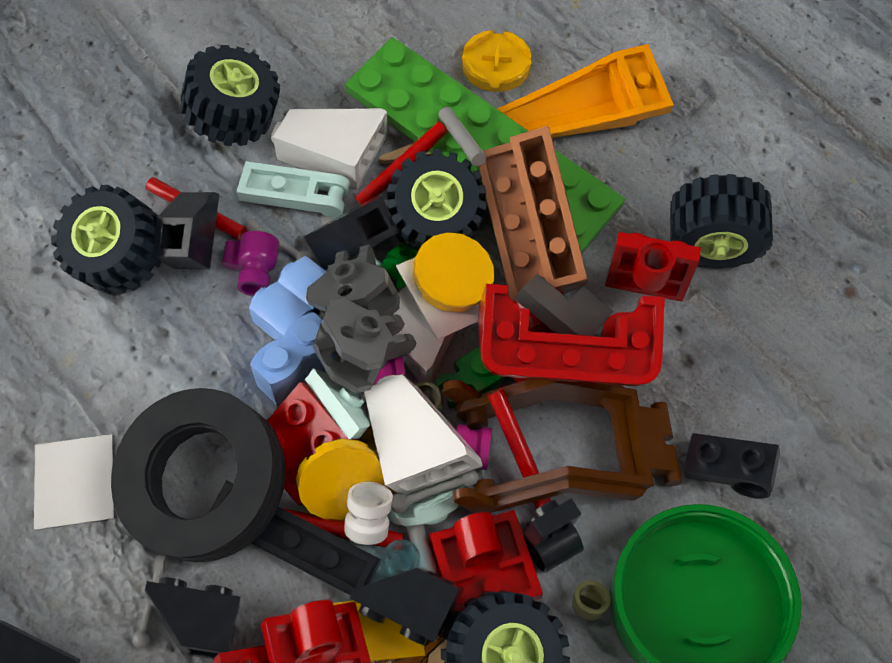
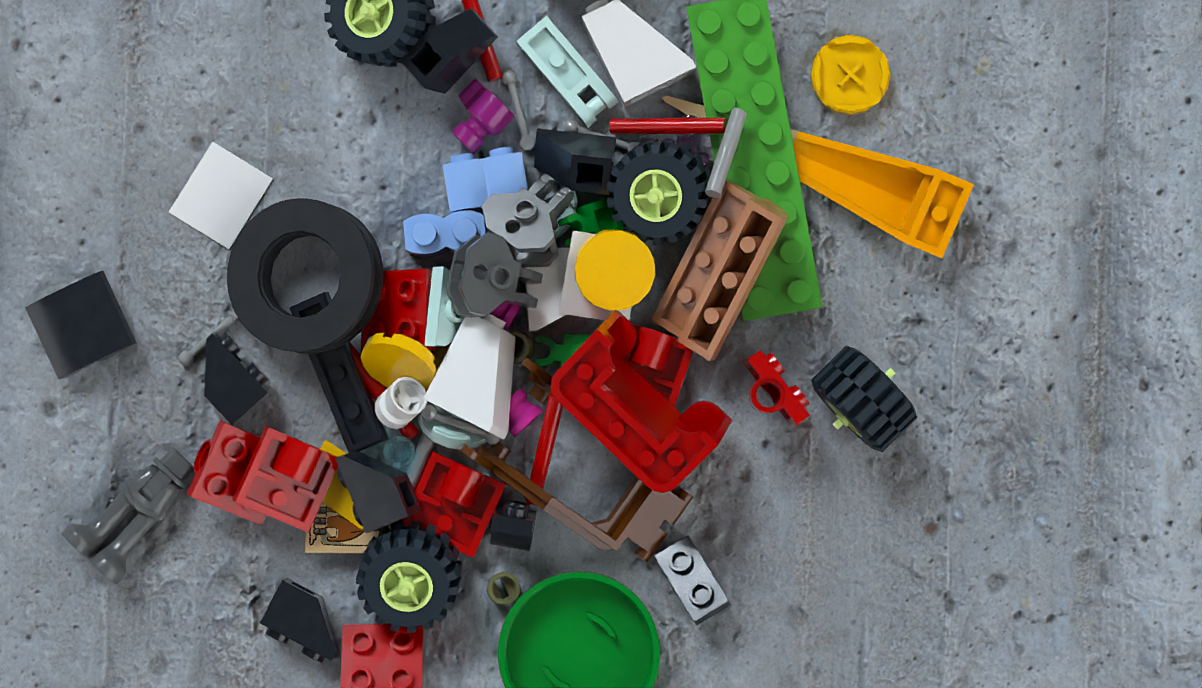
camera: 40 degrees right, 25 degrees up
(577, 316) = (669, 380): dark grey tile -> none

